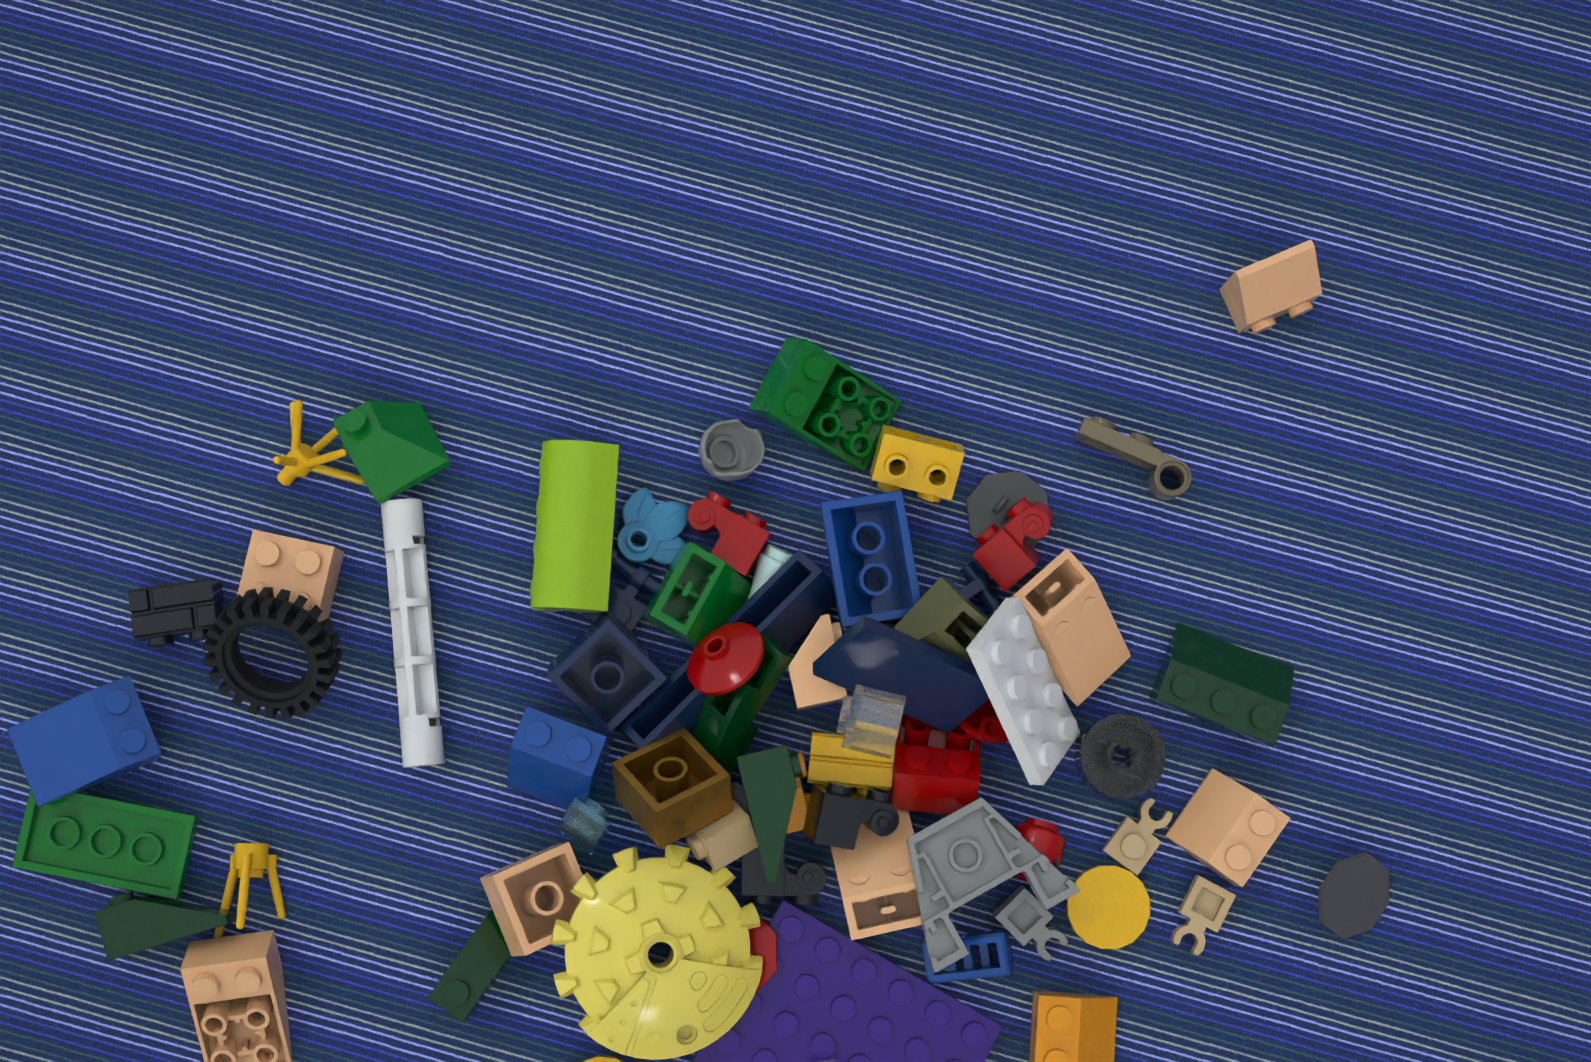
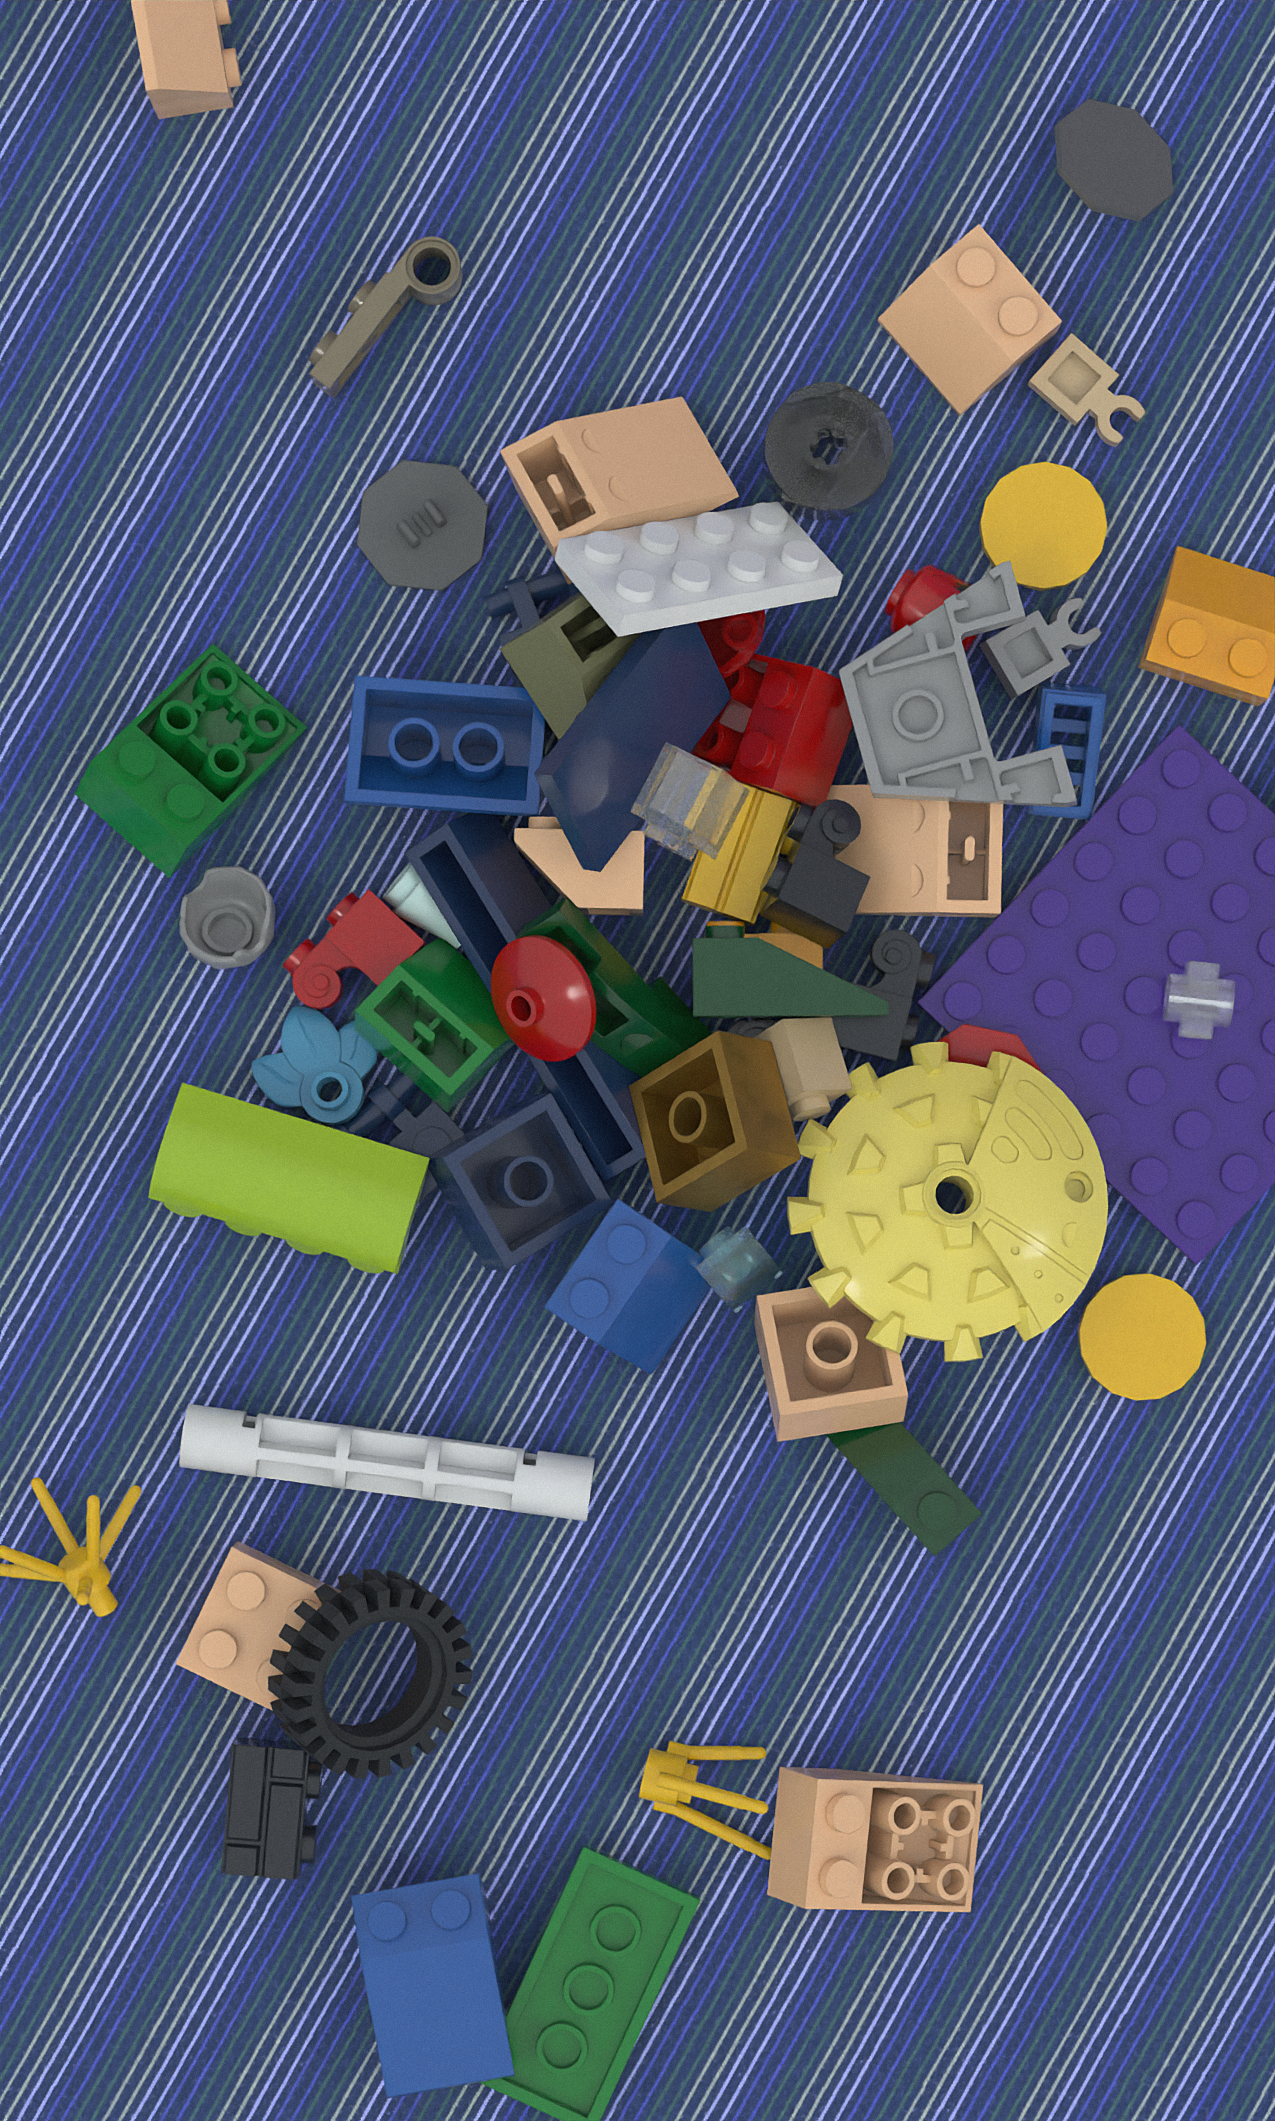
camera: 75 degrees left, 5 degrees up
(151, 921) = (725, 1944): dark green slope -> none
(391, 446) = (97, 1428): green slope -> none
(918, 459) = (317, 644): yellow brick -> none
(1005, 550) = (477, 543): red brick -> none
(1133, 841) = (958, 463): tan plate -> none
(1224, 685) = (759, 270): dark green slope -> none

